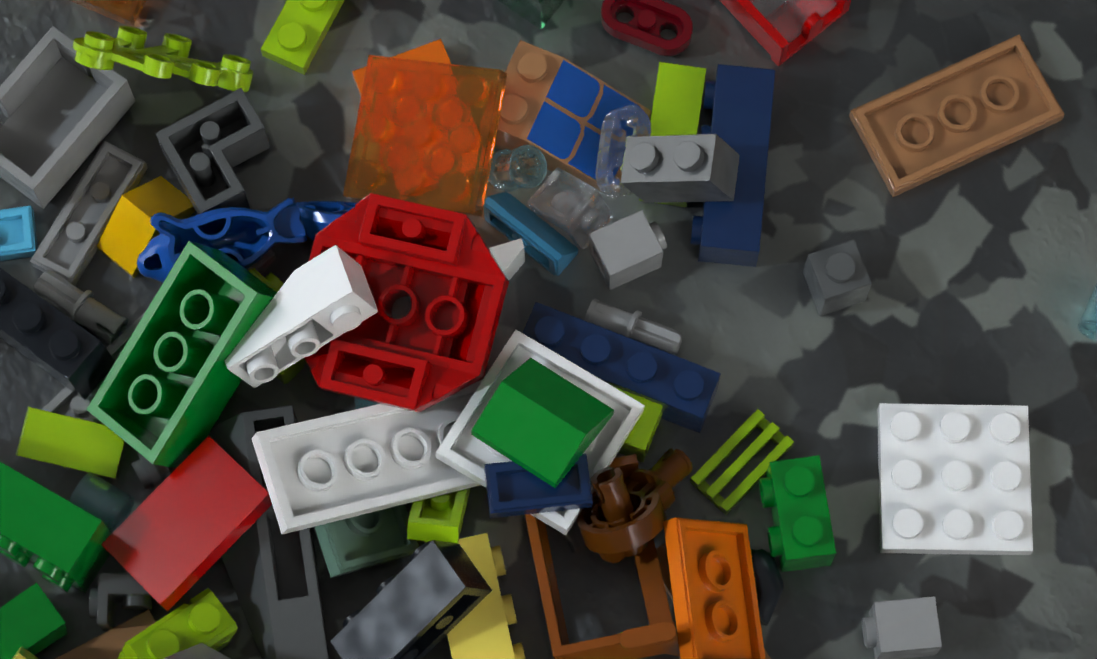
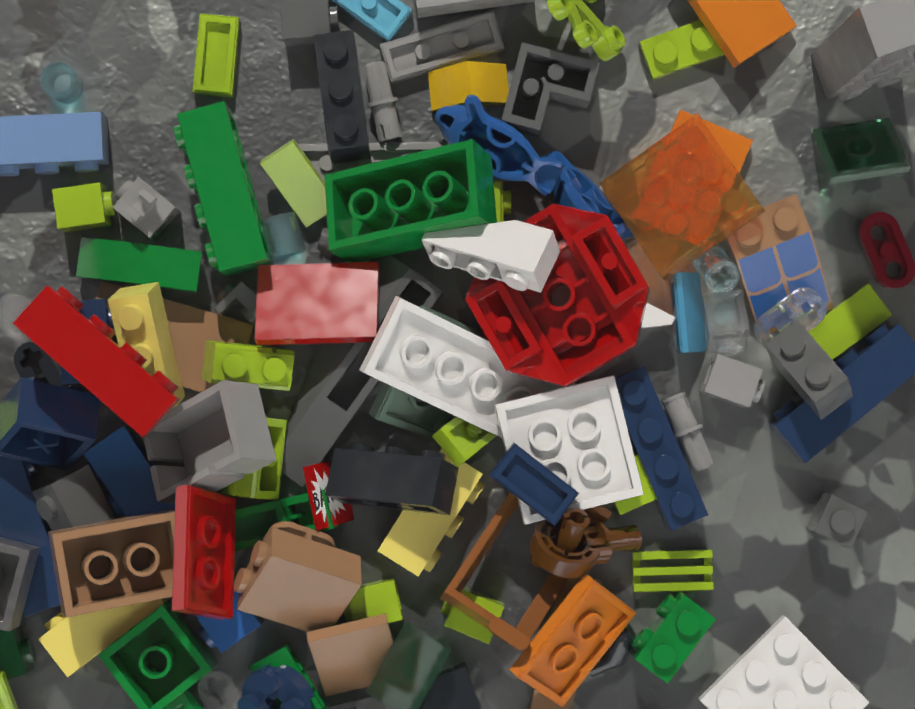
camera: 40 degrees right, 15 degrees up
(541, 421) = (572, 449): green slope -> none

